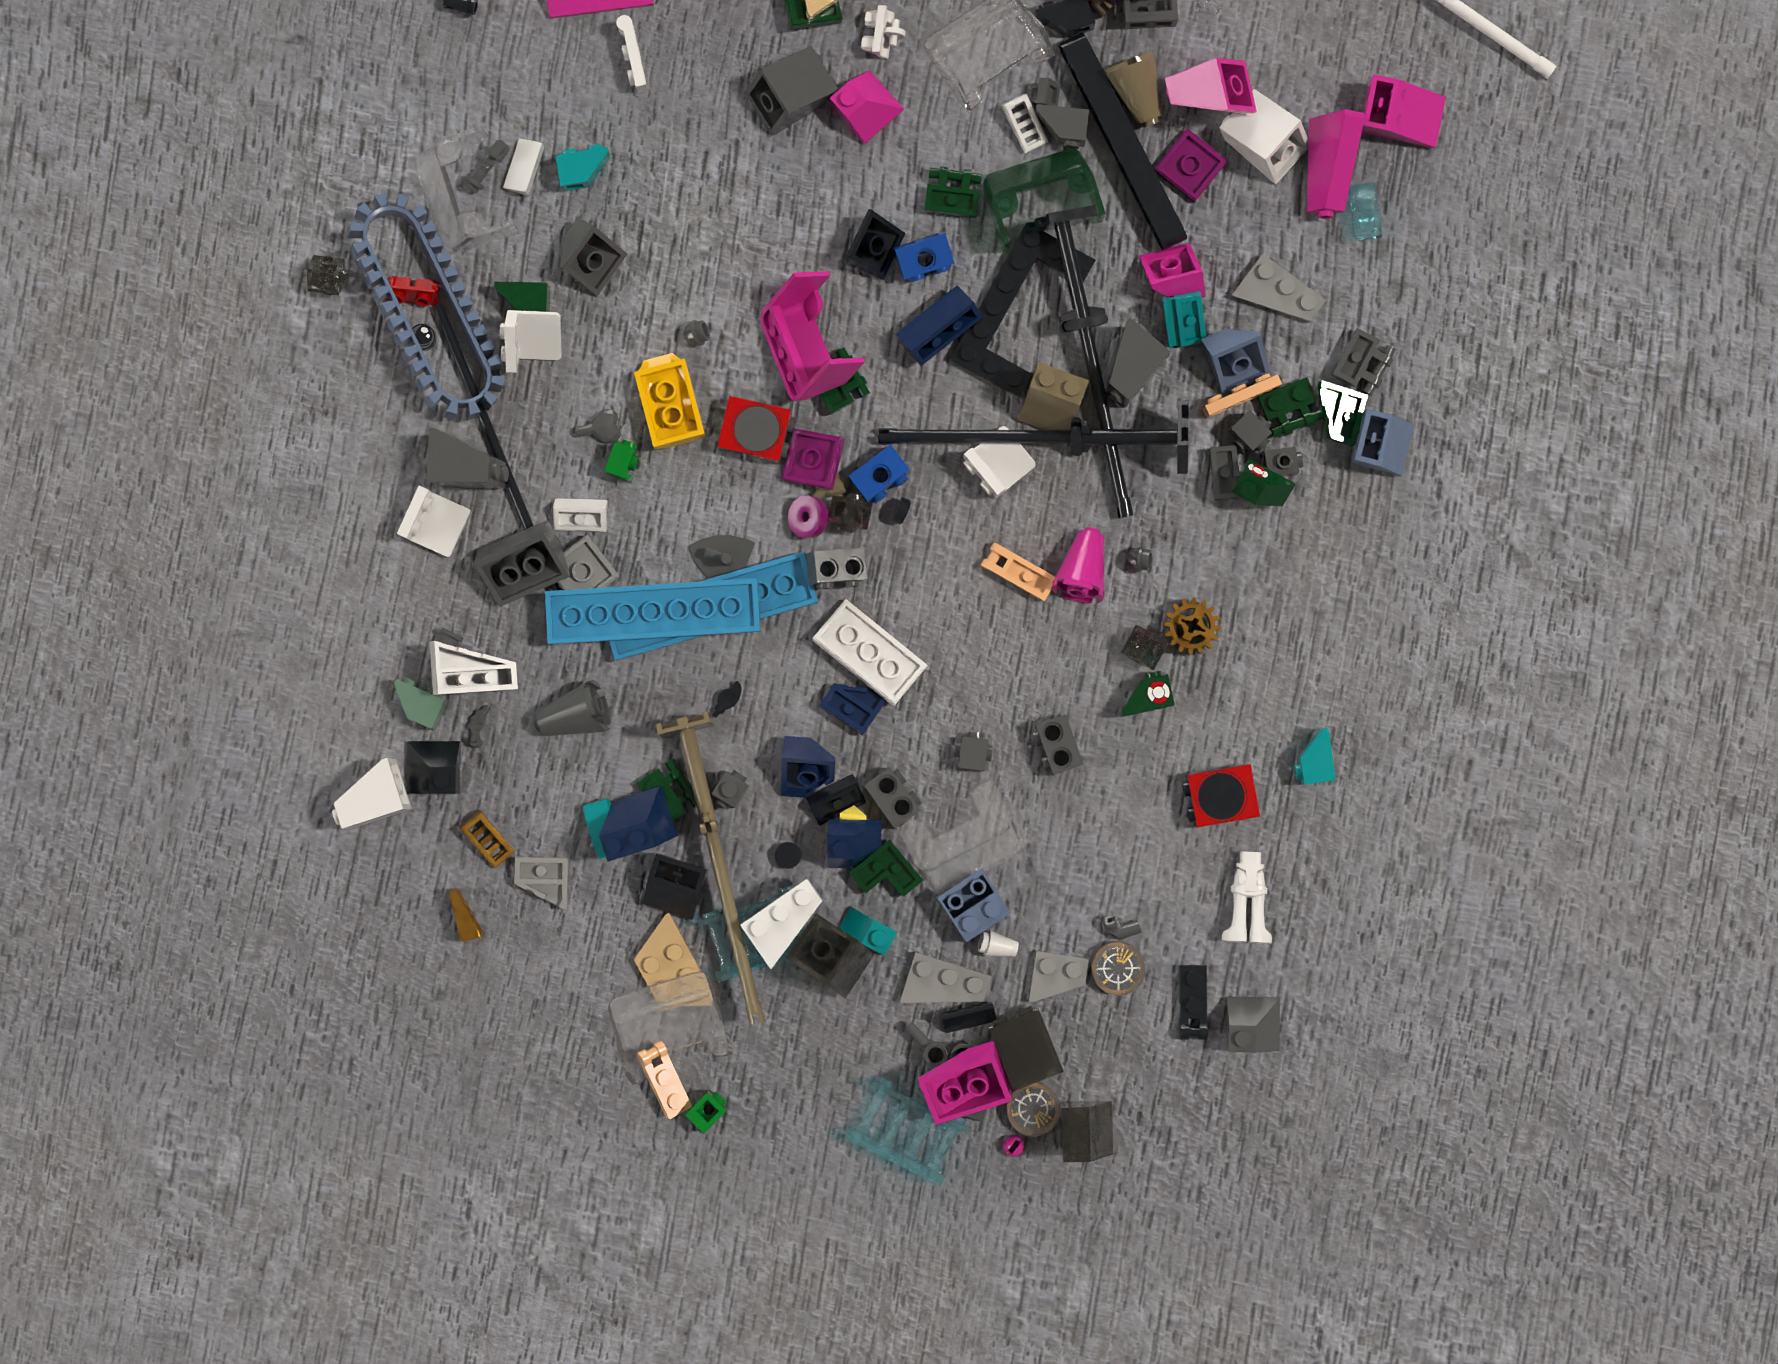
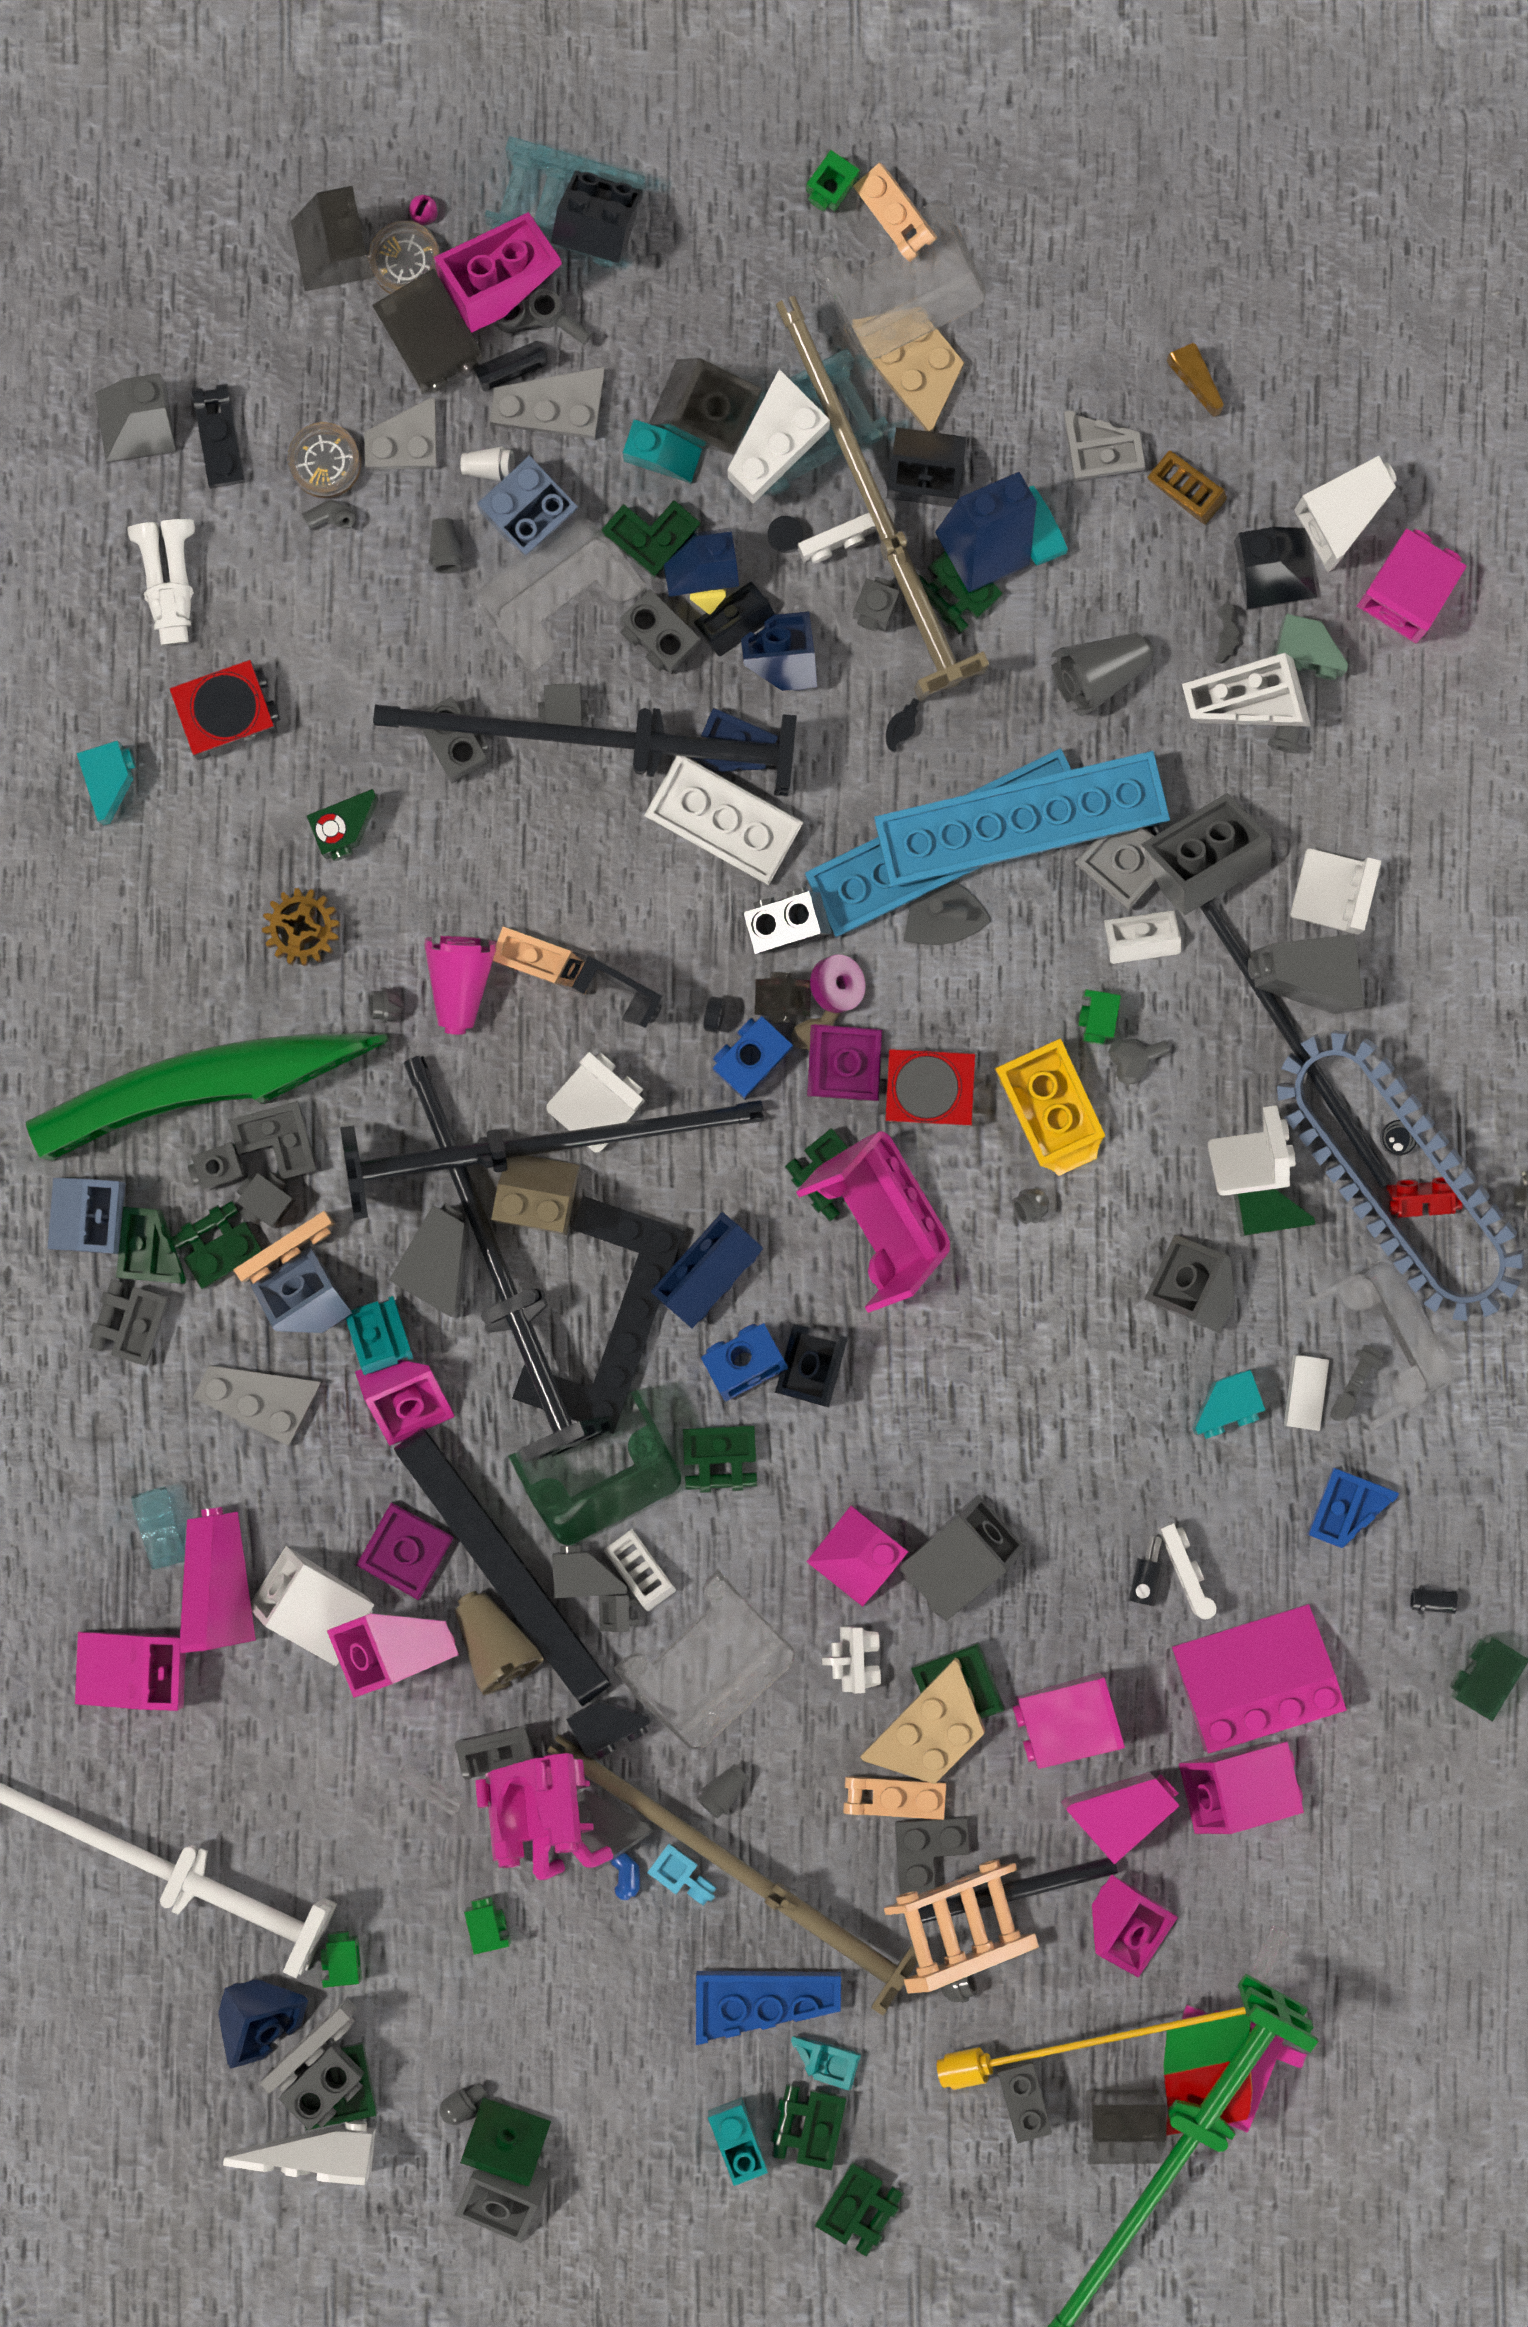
camera: 165 degrees right, 0 degrees up
(335, 735) = (1412, 585): none -> dark pink slope
(509, 79) = (1347, 1507): none -> blue wing
(661, 55) = (1147, 1575): none -> black piece
(741, 844) = (847, 535): none -> white plate
(885, 1112) = (596, 216): none -> black slope
(915, 714) = (647, 742): none -> black piece
(994, 551) = (580, 970): none -> black panel
(1040, 887) = (445, 549): none -> dark grey cone
(1145, 646) = (358, 888): clear smoke brick -> none
(1262, 485) = (238, 1126): dark green slope -> none
(1272, 528) = (224, 1072): none -> green slope

